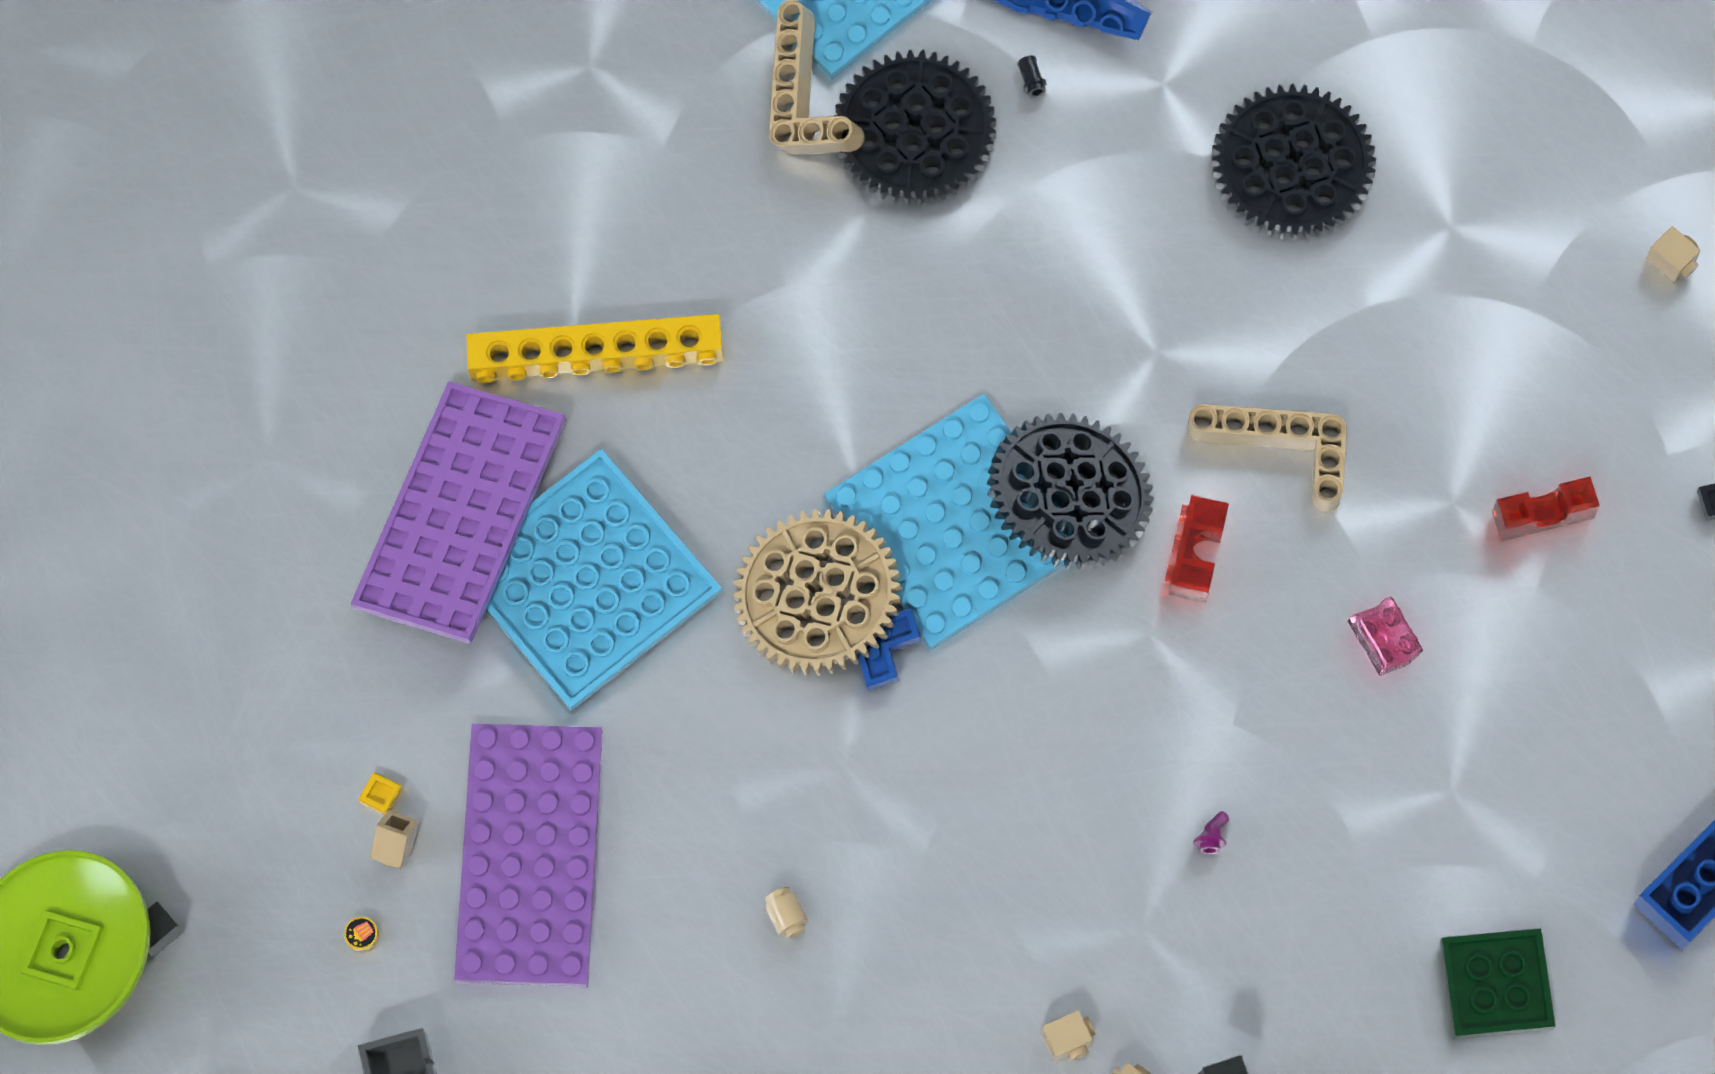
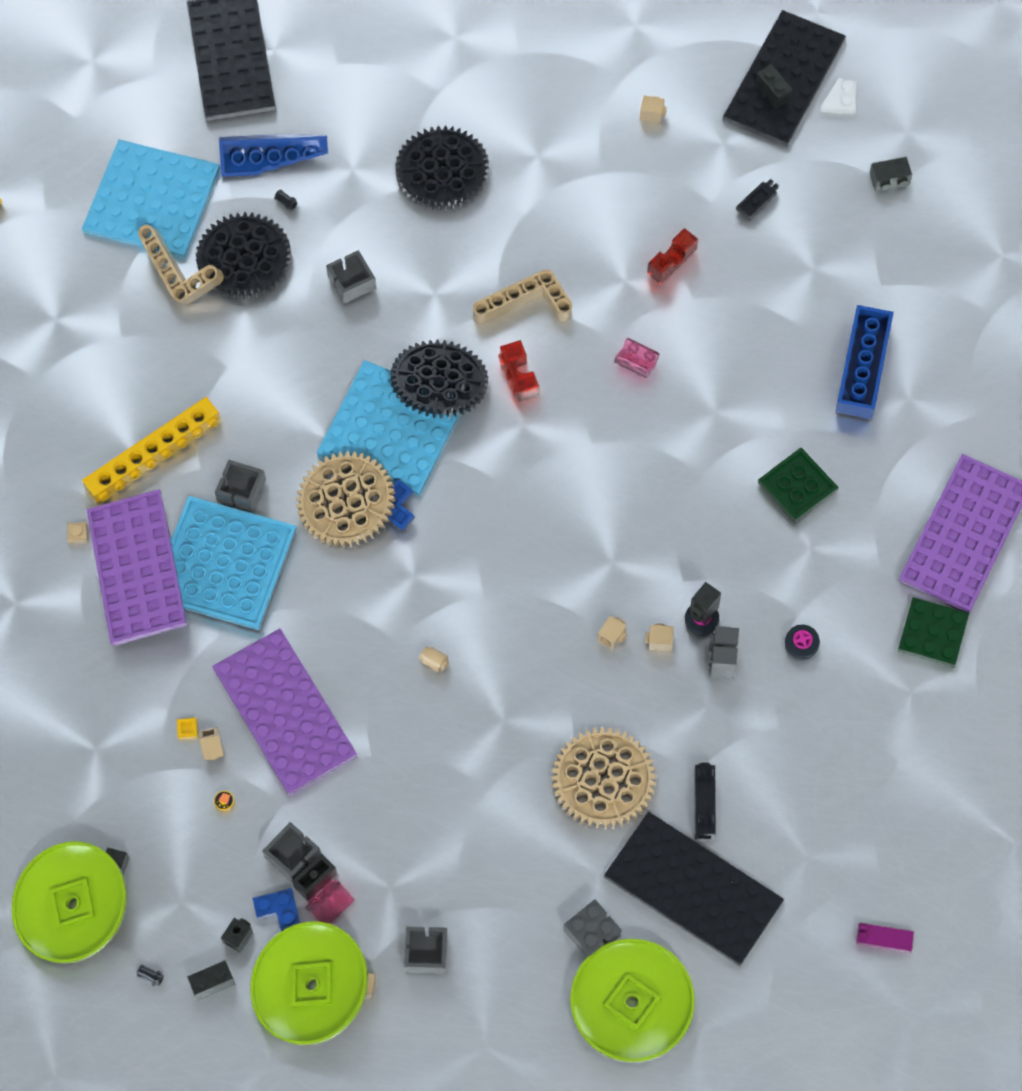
camera: 35 degrees left, 5 degrees down
(416, 407) = (77, 532): none -> tan plate
(685, 483) = (242, 487): none -> dark grey piece
(1045, 261) = (354, 280): none -> dark grey piece
(1210, 839) = (618, 500): magenta plate -> none

